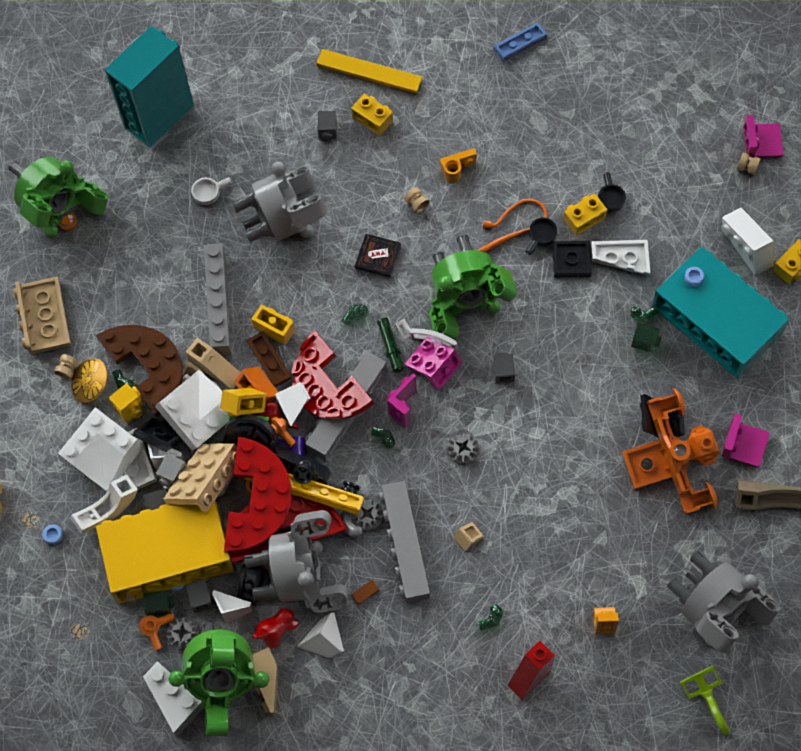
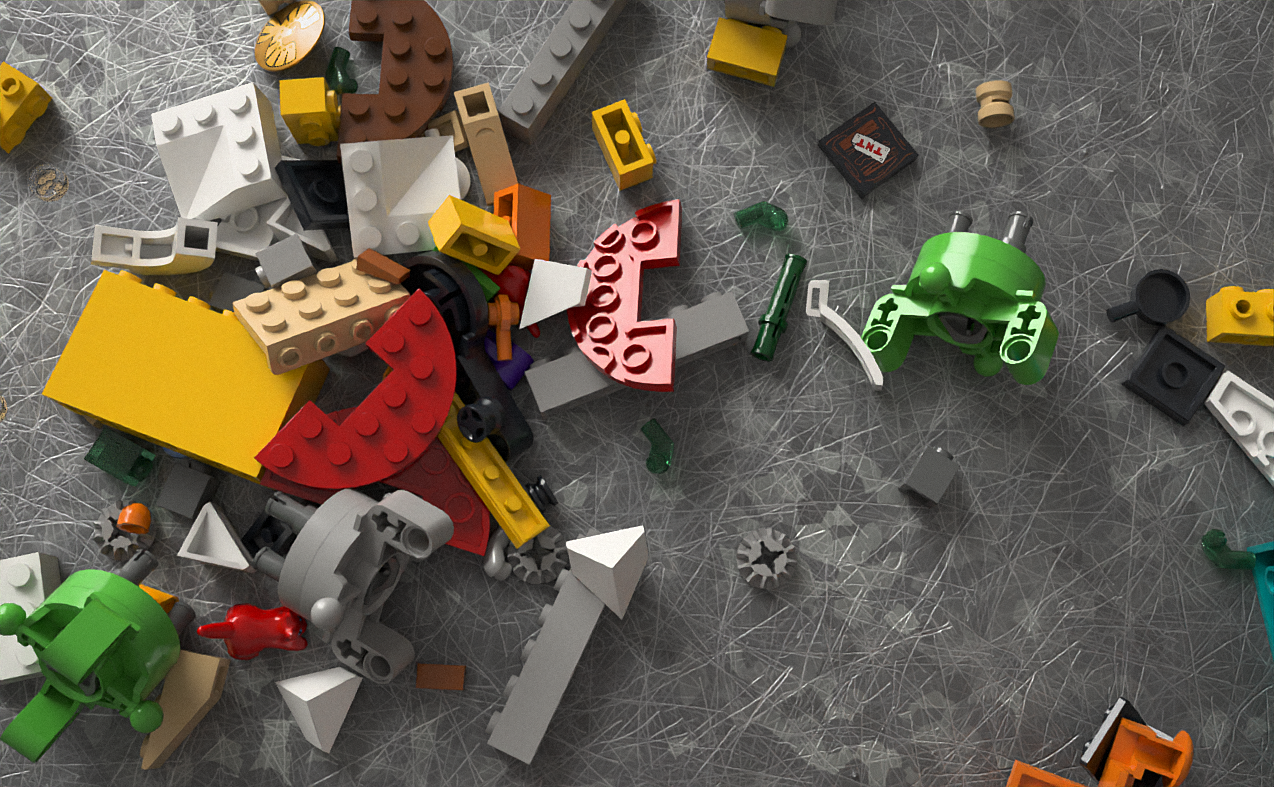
camera: 30 degrees right, 10 degrees up
(53, 534) = (62, 234): light blue tile -> none
(150, 626) = (84, 483): orange piece -> none
(187, 620) = (135, 519): none -> orange hinge
(213, 441) = (381, 267): none -> dark orange piece
(268, 359) = (576, 195): reddish brown plate -> none
(296, 249) = (747, 51): none -> yellow brick
(396, 402) = (716, 404): dark pink bracket -> none
(401, 491) = (610, 565): none -> white slope
(434, 361) = (826, 385): dark pink bracket -> none
(456, 162) = (1102, 87): light orange plate -> none
(468, 536) = (667, 709): tan slope -> none
(487, 224) = (1078, 223): orange piece -> none
(646, 337) = (1200, 597): clear green brick -> none

